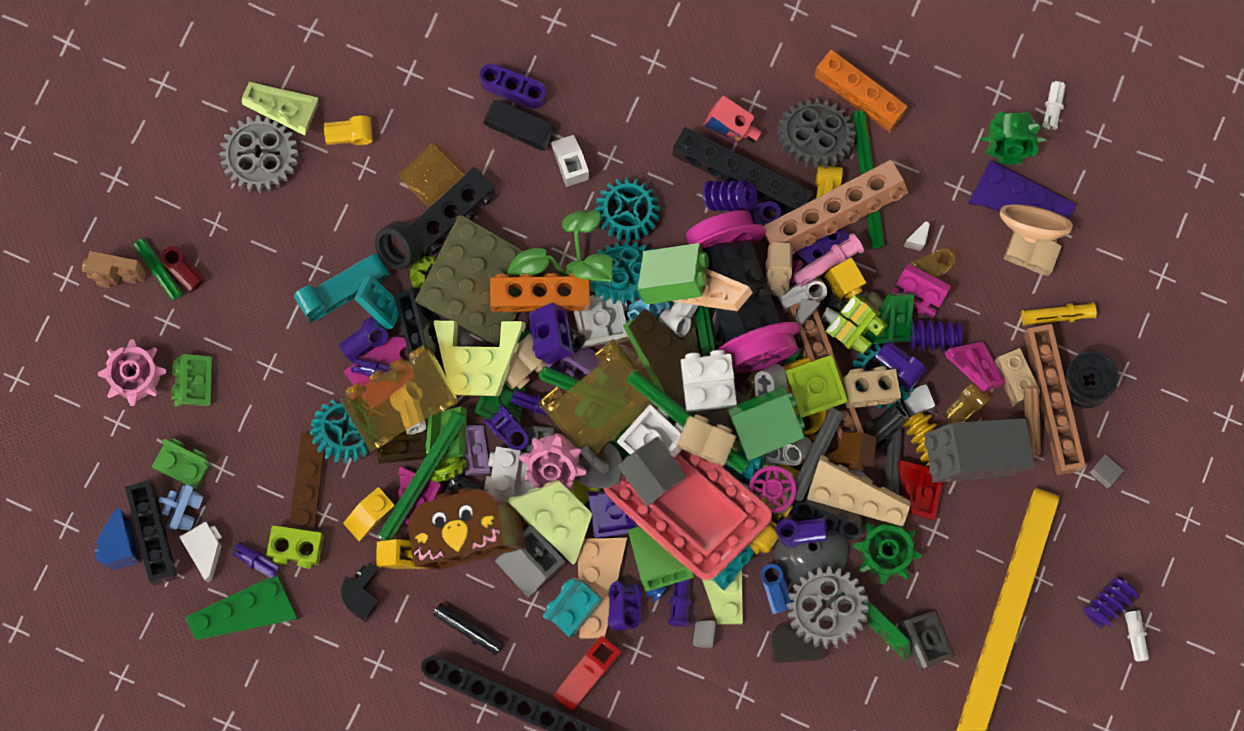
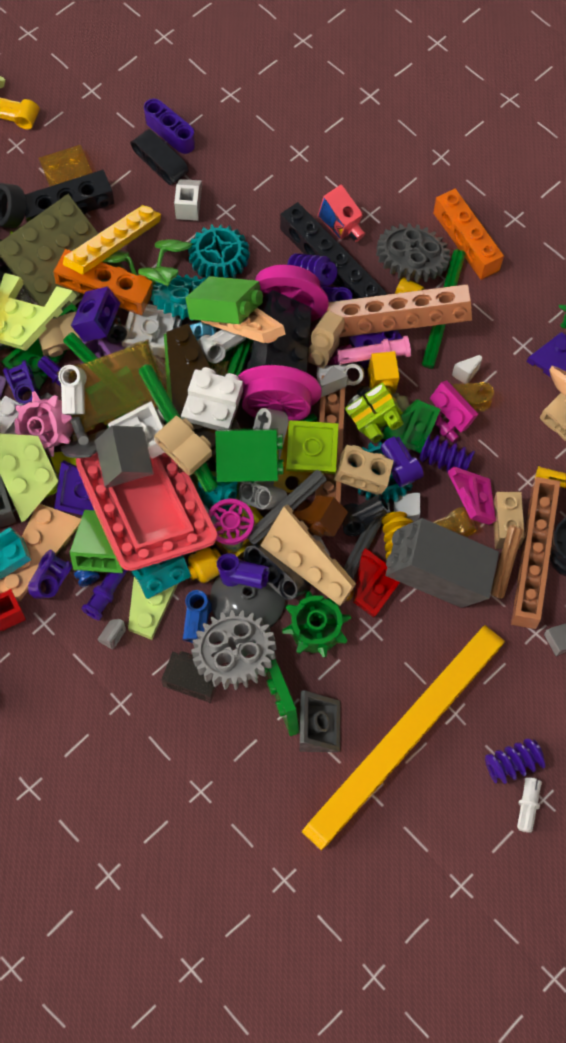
camera: 25 degrees right, 10 degrees down
(525, 244) = (111, 239): none -> yellow plate
(573, 426) = (72, 393): none -> white piece

